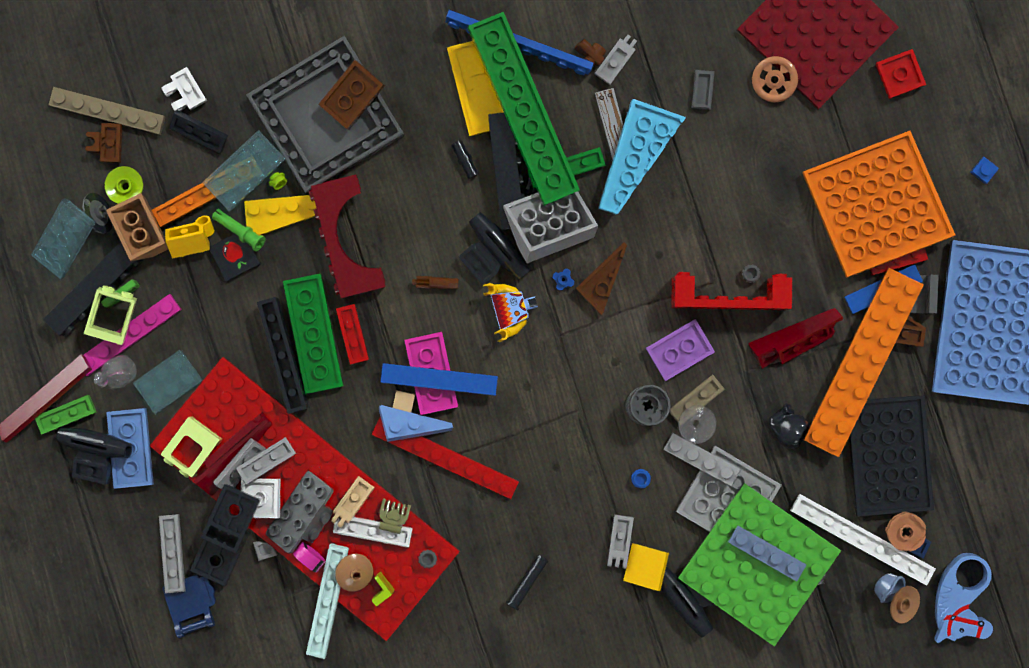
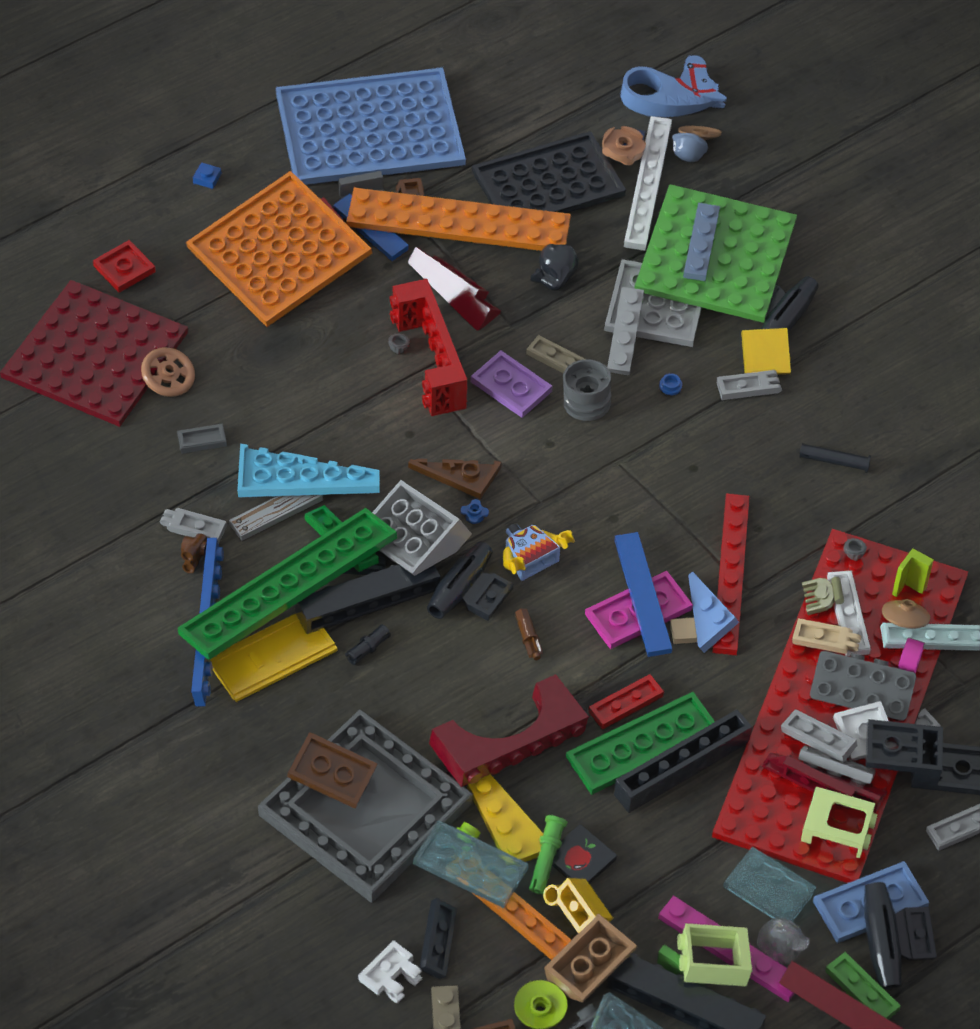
camera: 110 degrees left, 35 degrees down
(703, 430) = (588, 345): clear dish -> none

